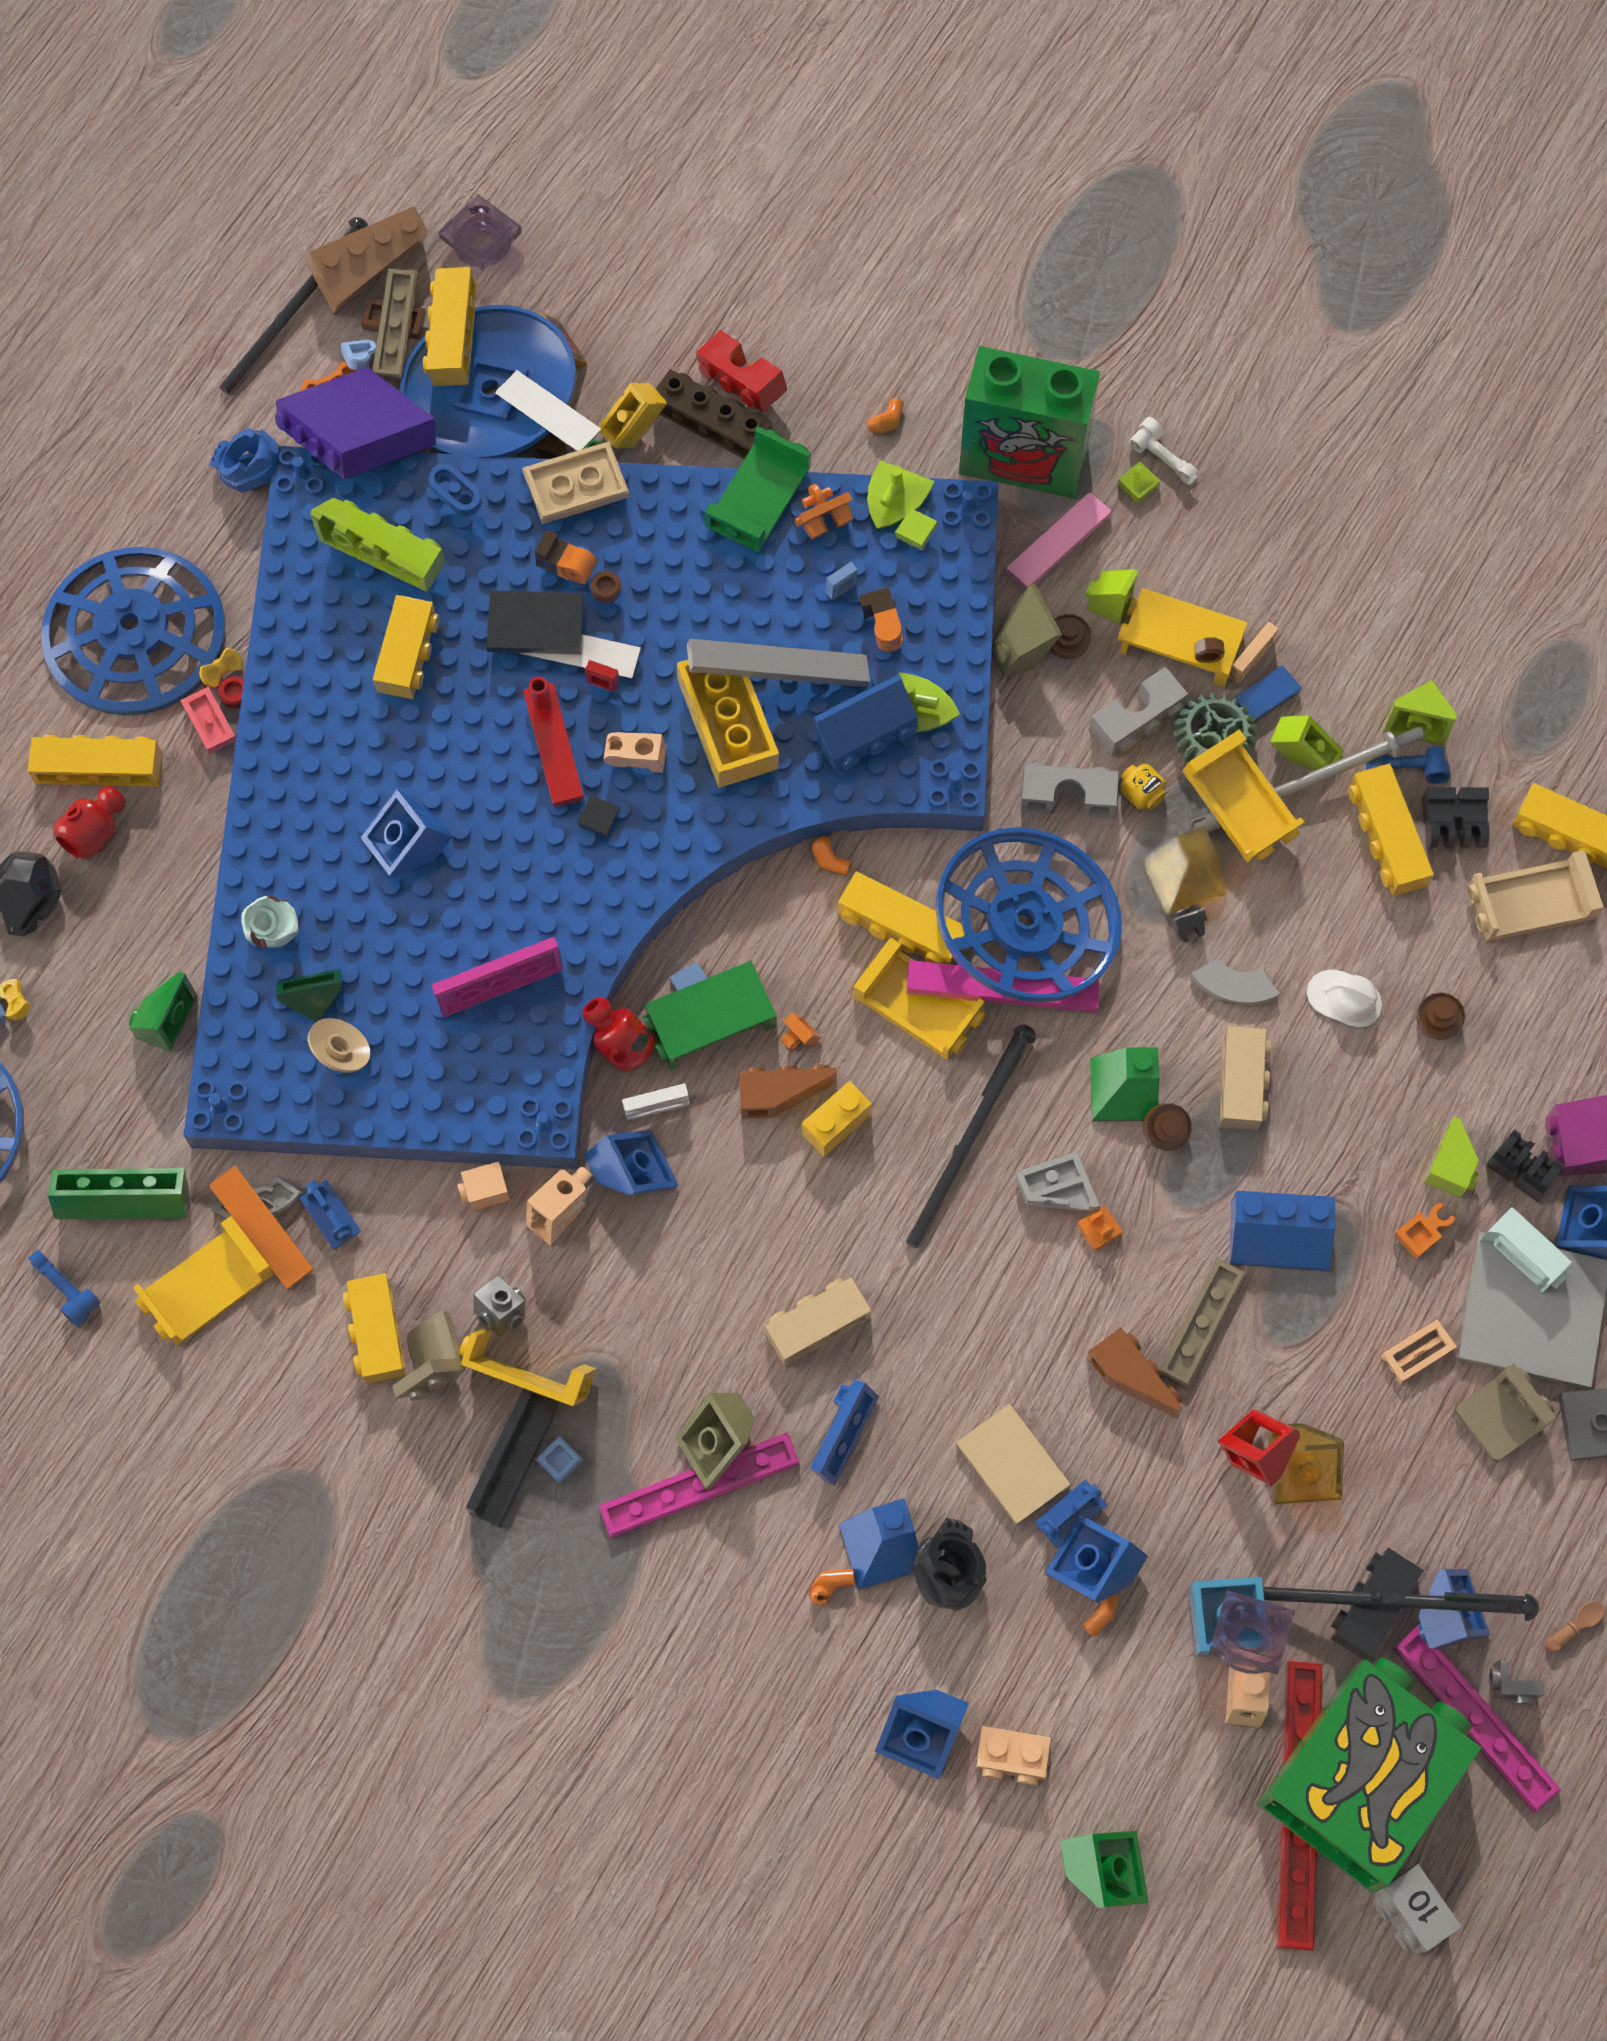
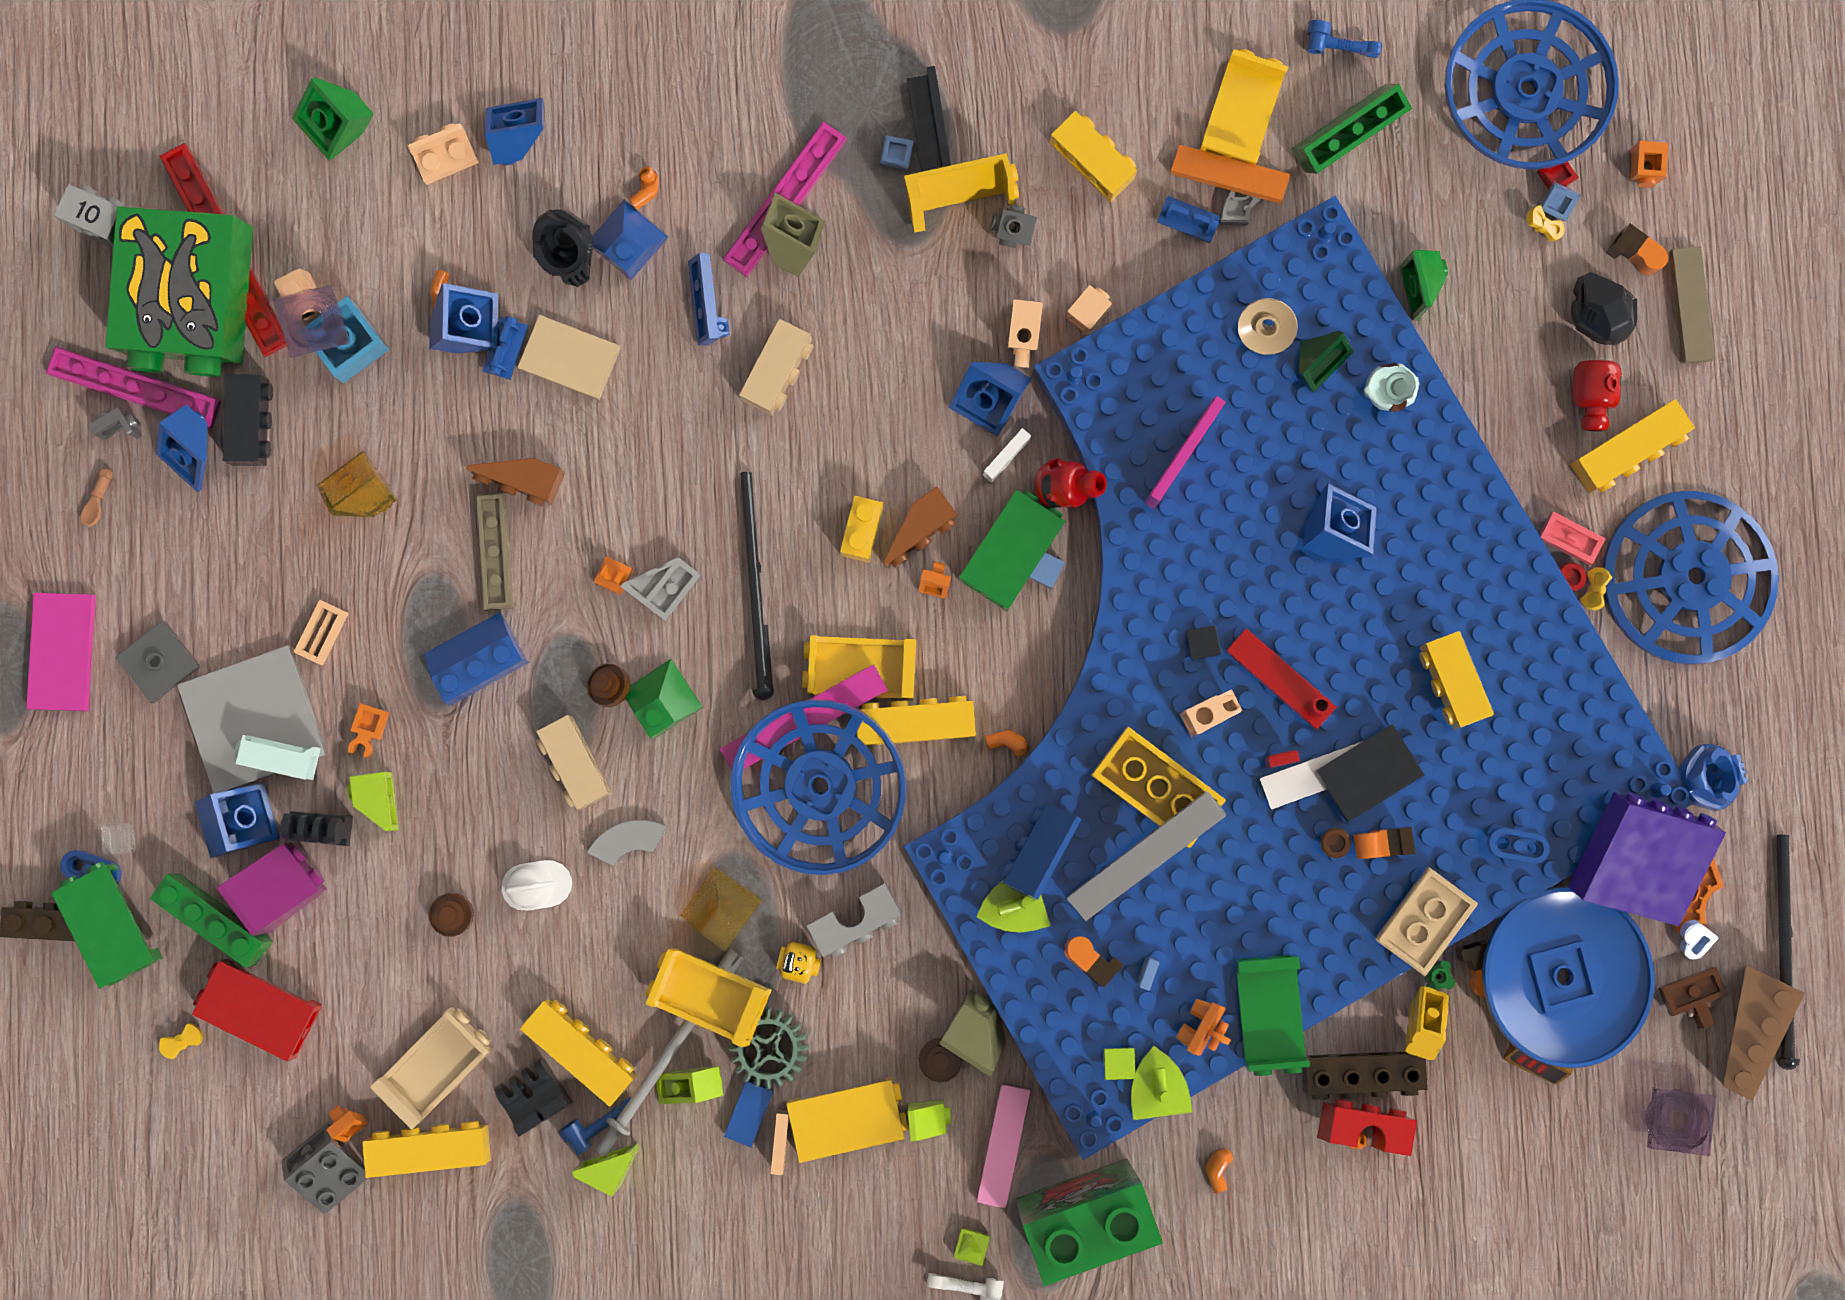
camera: 145 degrees right, 15 degrees up
(378, 542) = (1543, 755): lime wedge -> none
(395, 324) = (1686, 983): dark tan tile -> none
(434, 1357) = (1031, 158): dark tan bracket -> none
(450, 326) = (1636, 1006): yellow brick -> none
(548, 411) = (1498, 977): white sticker -> none
(1119, 728) = (829, 1051): light grey arch -> none
(1186, 918) = (695, 868): black tile -> none
(1209, 650) = (813, 1111): reddish brown tile -> none
(1261, 1464) = (413, 476): red tile -> none
(1450, 1601) = (120, 463): black bar -> none
(1506, 1412) = (230, 622): dark tan bracket -> none

